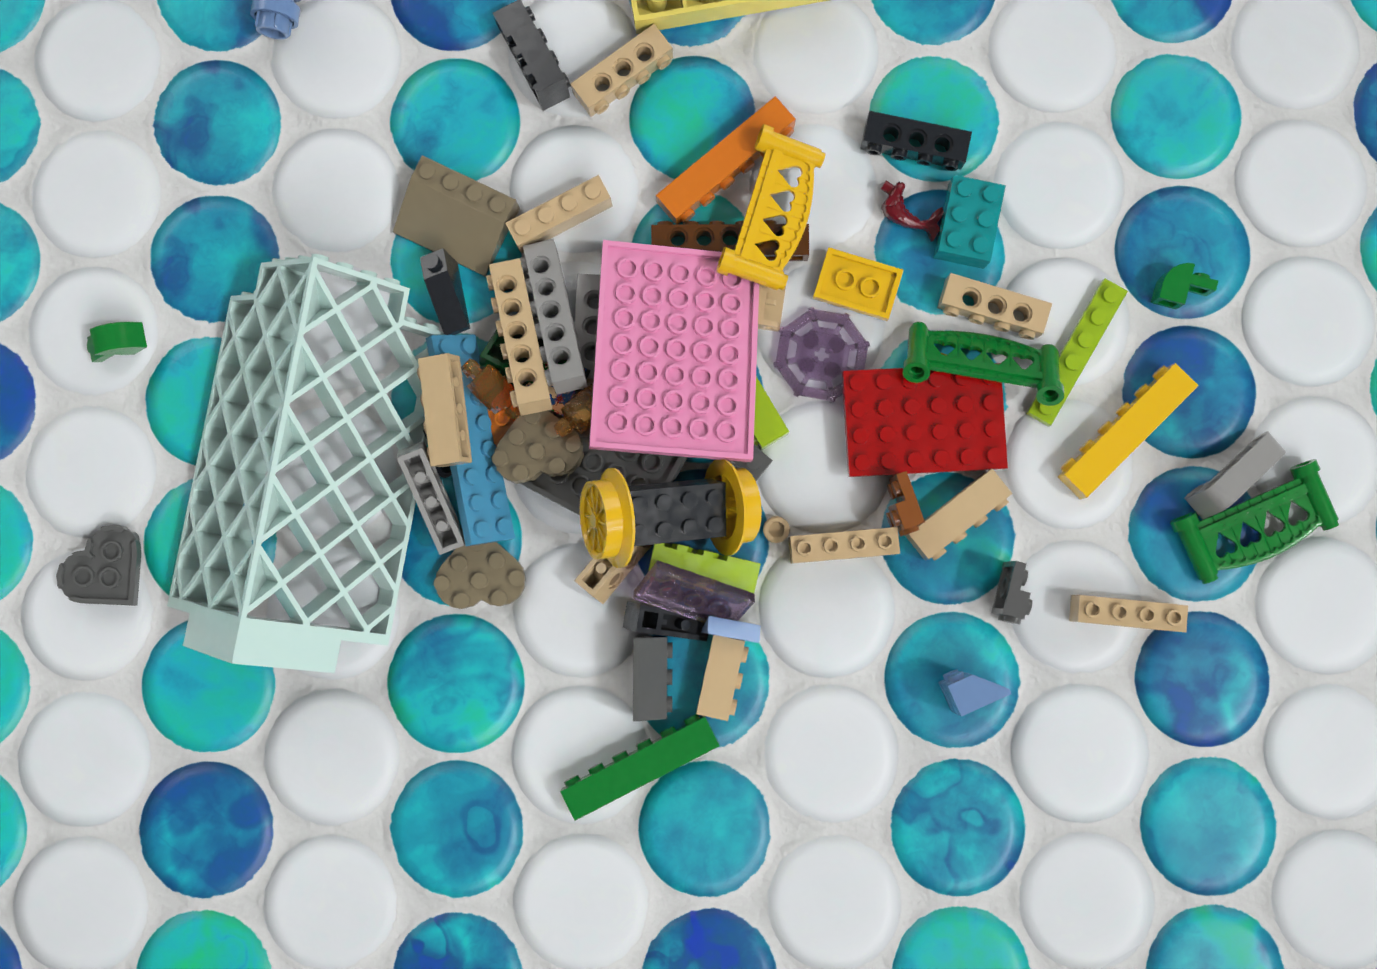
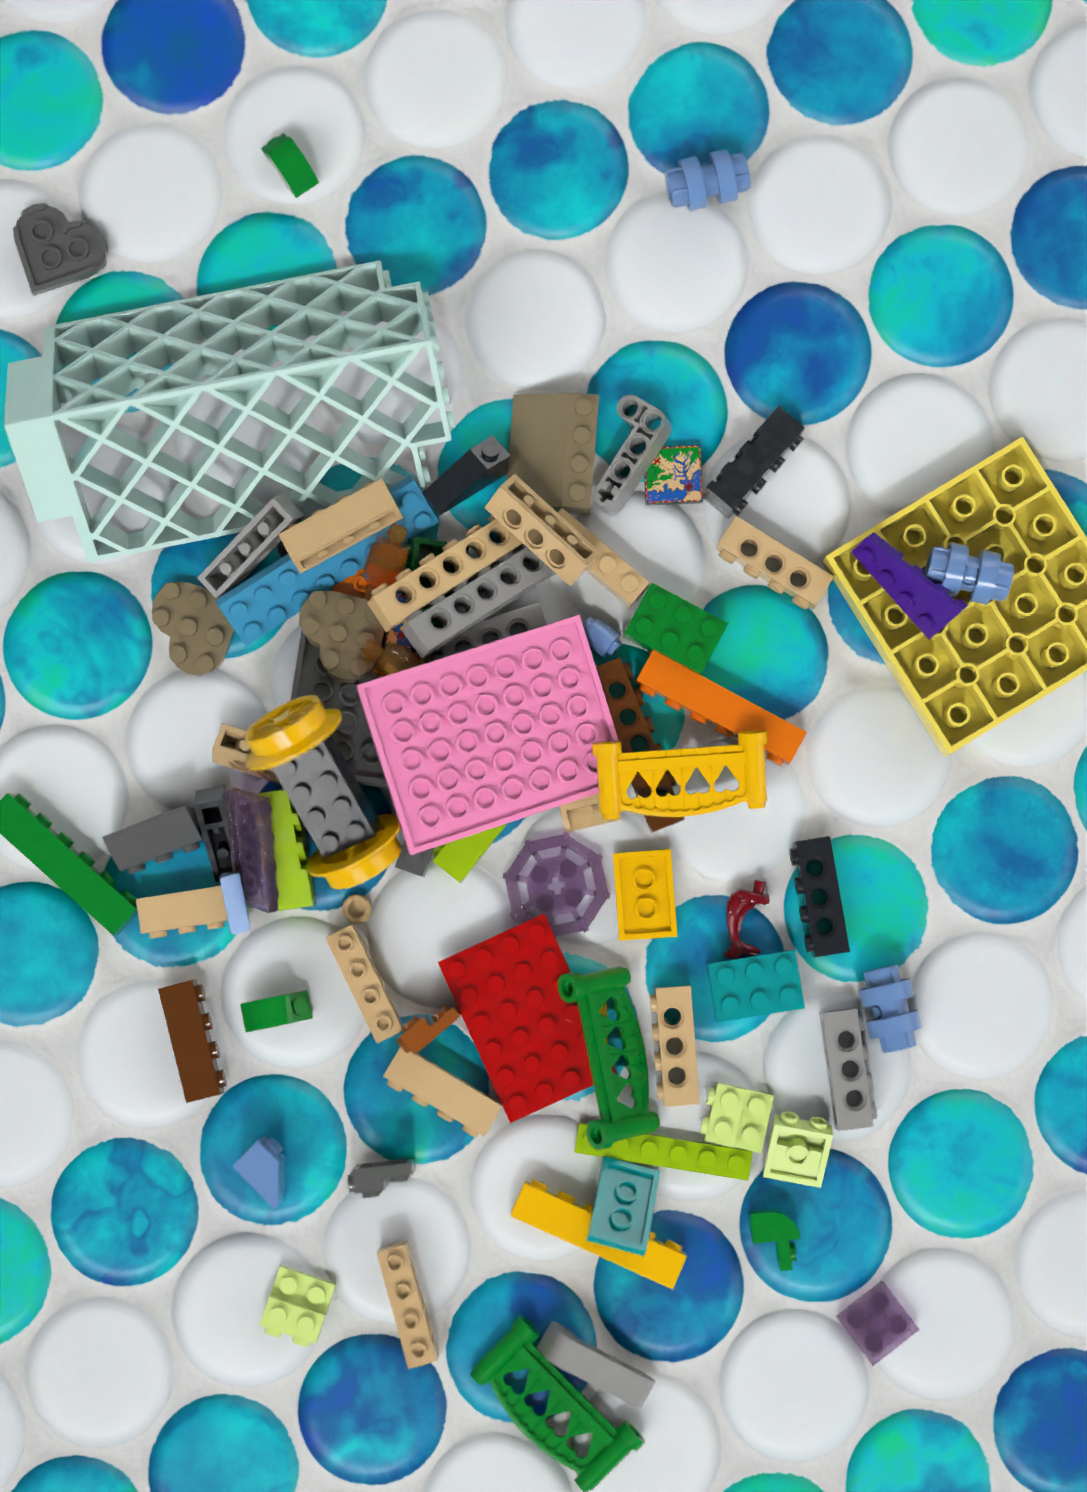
camera: 65 degrees right, 0 degrees up
(486, 154) = (626, 456): none -> light grey beam
(505, 239) = (542, 529): none -> tan brick
(514, 126) = (675, 476): none -> tile
(629, 232) = (601, 637): none -> medium blue brick
(644, 171) = (675, 628): none -> green brick
(835, 712) = (192, 1041): none -> reddish brown brick
(838, 631) = (276, 1011): none -> green brick
(1040, 120) = (892, 1018): none -> medium blue piece
(1052, 180) = (863, 1113): none -> light grey brick
(1071, 280) = (737, 1117): none -> yellowish green plate
(1094, 708) = (297, 1306): none -> yellowish green plate
(1114, 399) = (623, 1206): none -> teal plate
(1118, 239) = (798, 1149): none -> yellowish green plate
(1283, 231) = (877, 1322): none -> clear purple plate

